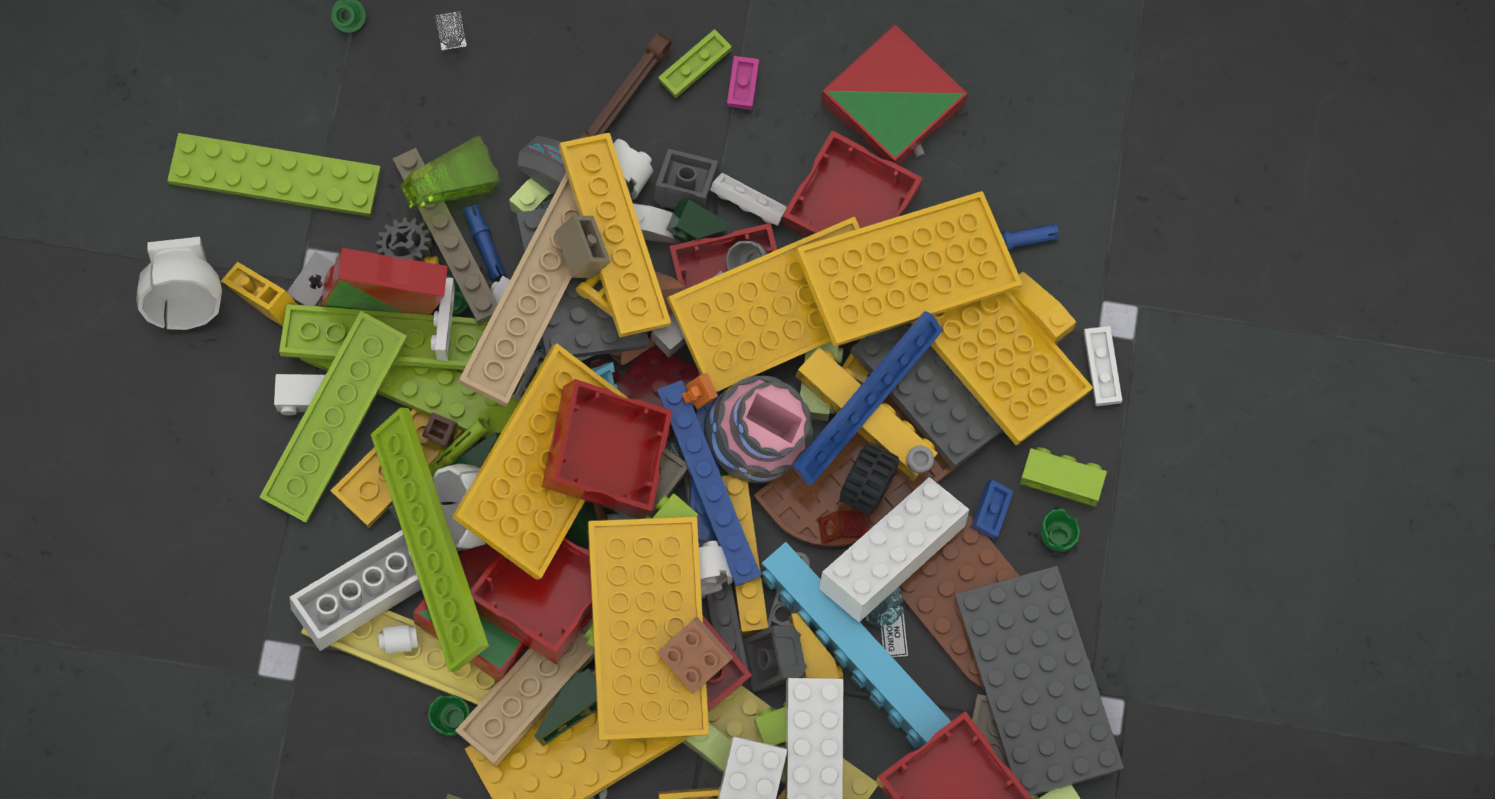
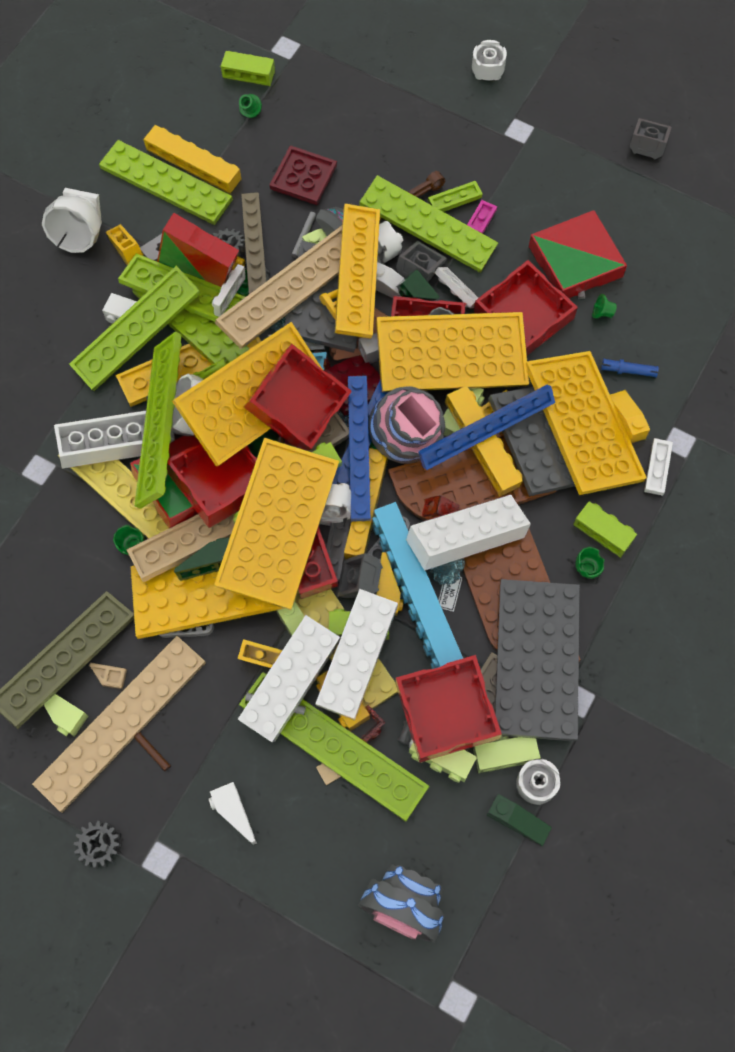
camera: 25 degrees right, 5 degrees down
(300, 127) = (192, 159): none -> yellow brick
(398, 639) = (115, 479): white brick -> none
(440, 430) = (199, 359): reddish brown brick -> none
(451, 30) = (308, 132): clear brick -> none
(452, 176) = (271, 211): clear neon green slope -> none
(468, 99) = (303, 175): none -> dark red plate
(480, 232) = (277, 254): blue pin -> none
(504, 190) = (305, 230): none -> light grey bar
(582, 246) = (332, 267): dark tan brick -> none
(674, 118) = (429, 224): none -> lime plate
(694, 654) = (300, 549): nougat plate -> none
(700, 391) = (375, 386): orange tile -> none
(869, 479) = (468, 480): black tyre -> none
(907, 267) = (540, 352): yellow plate -> none
(919, 459) = (508, 480): light grey tile -> none
(955, 163) = (603, 307): none -> green piece
(992, 509) = (547, 533): blue plate -> none

